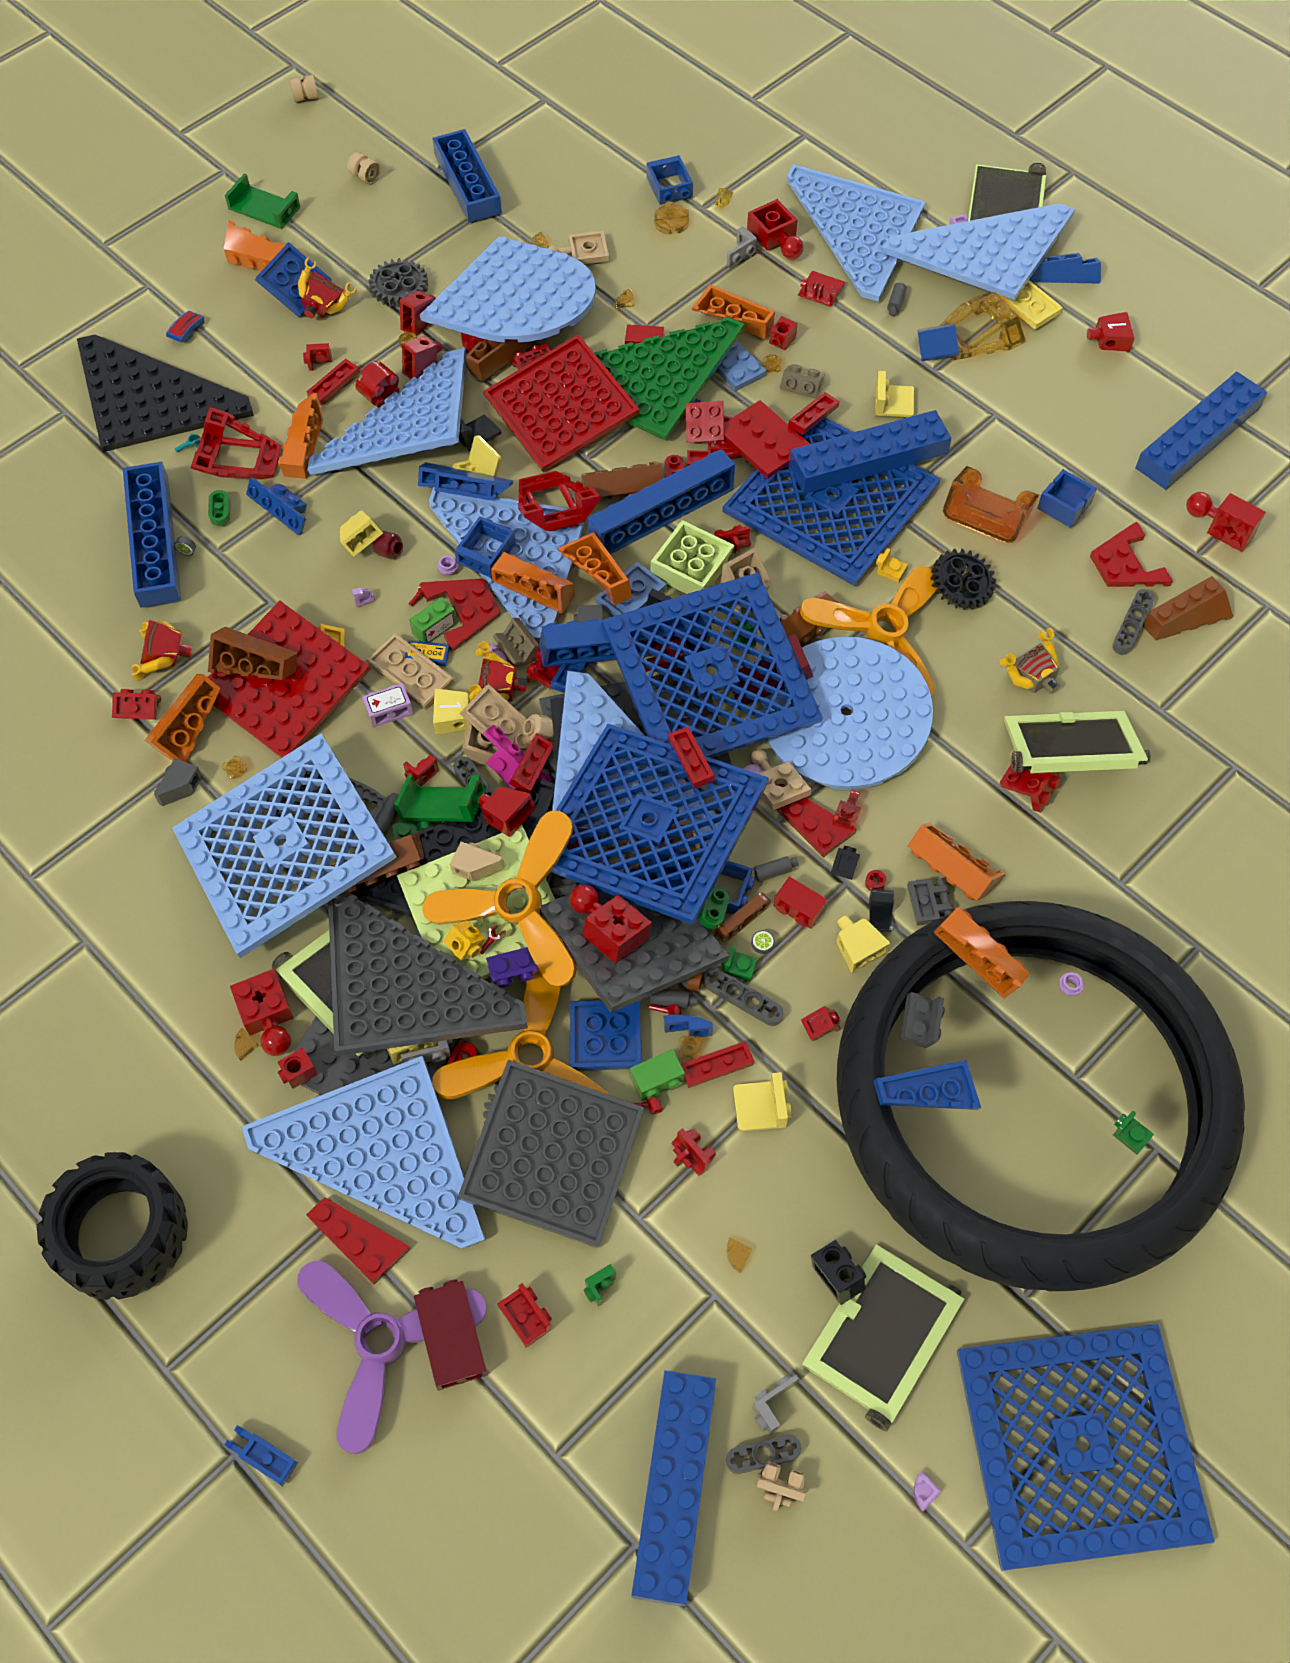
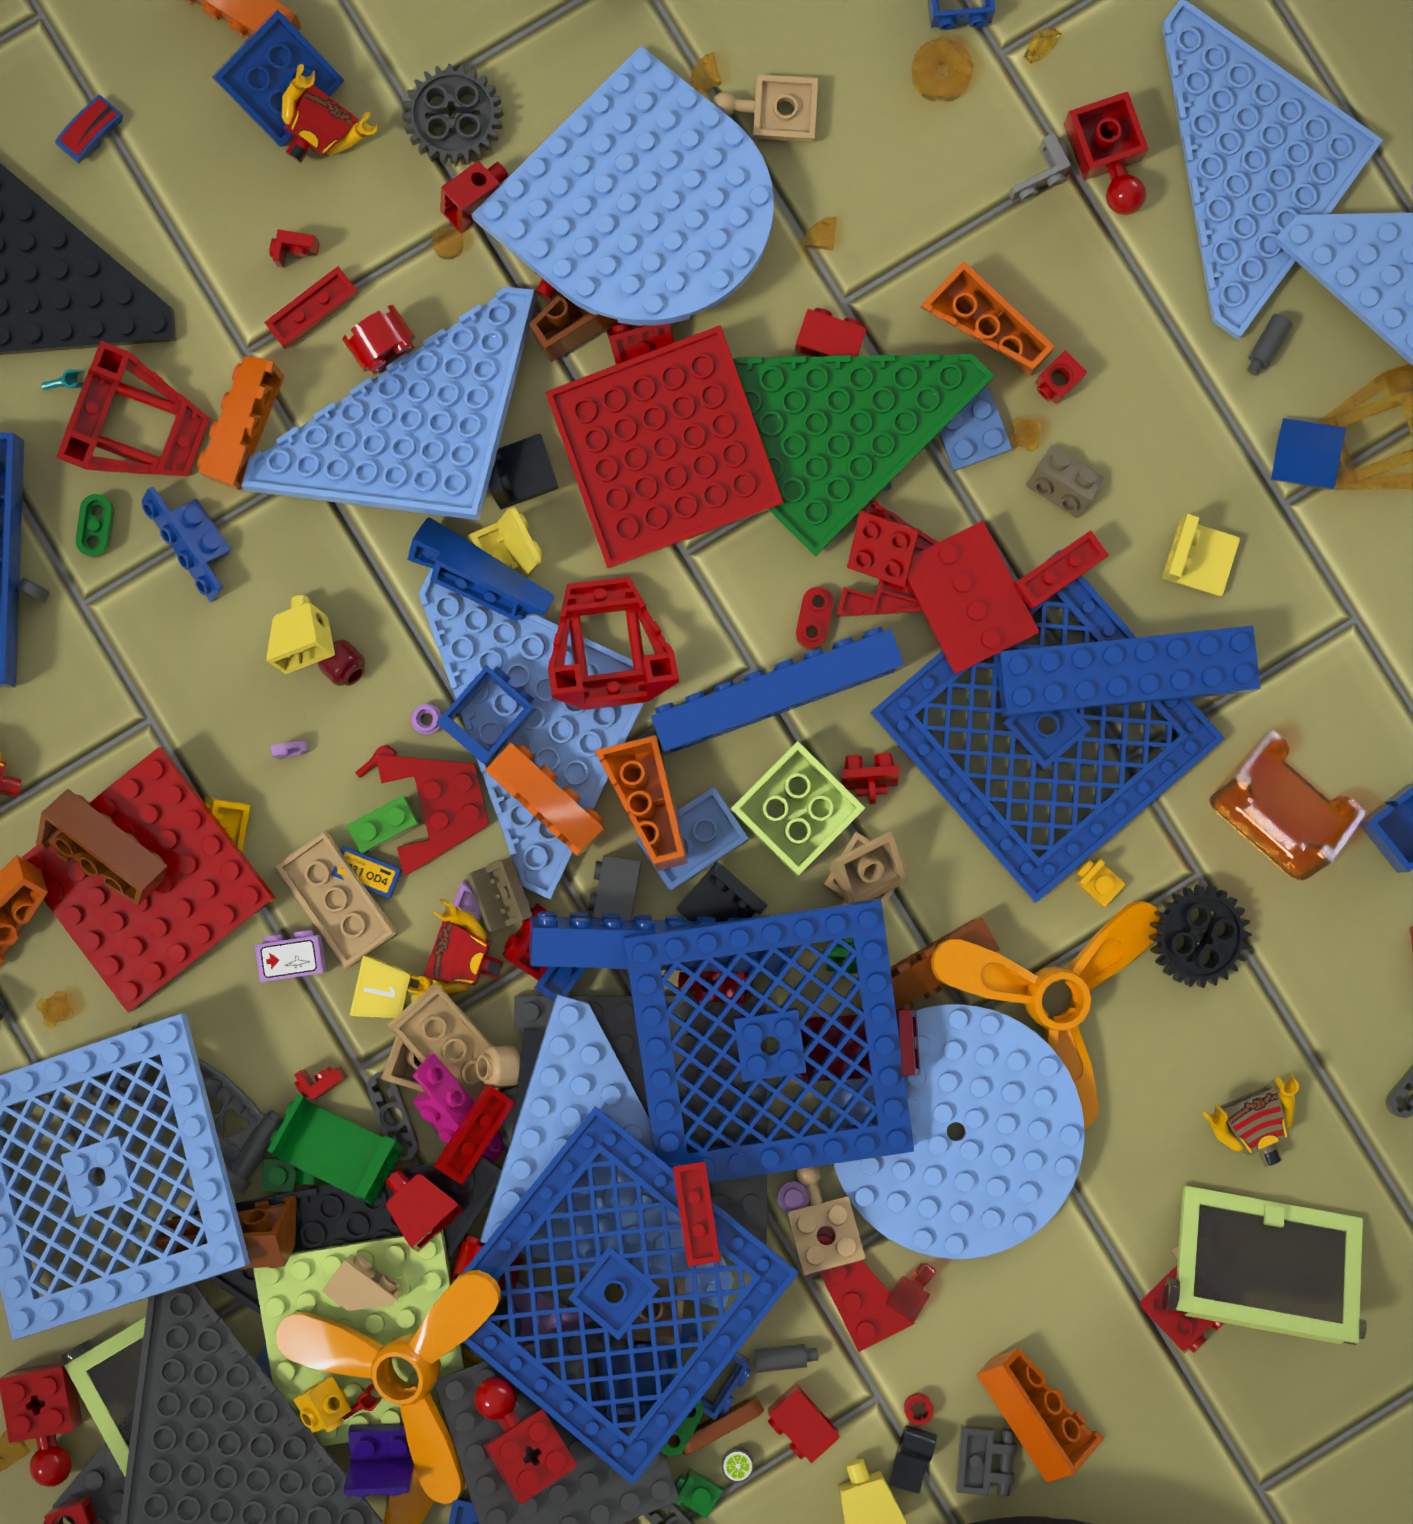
camera: 10 degrees right, 25 degrees up
(418, 355) = (458, 294): red torso -> none
(623, 479) = (730, 624): dark orange wedge -> none
(821, 288) = (1151, 288): red hinge -> none
(845, 862) = (885, 1373): black bracket -> none

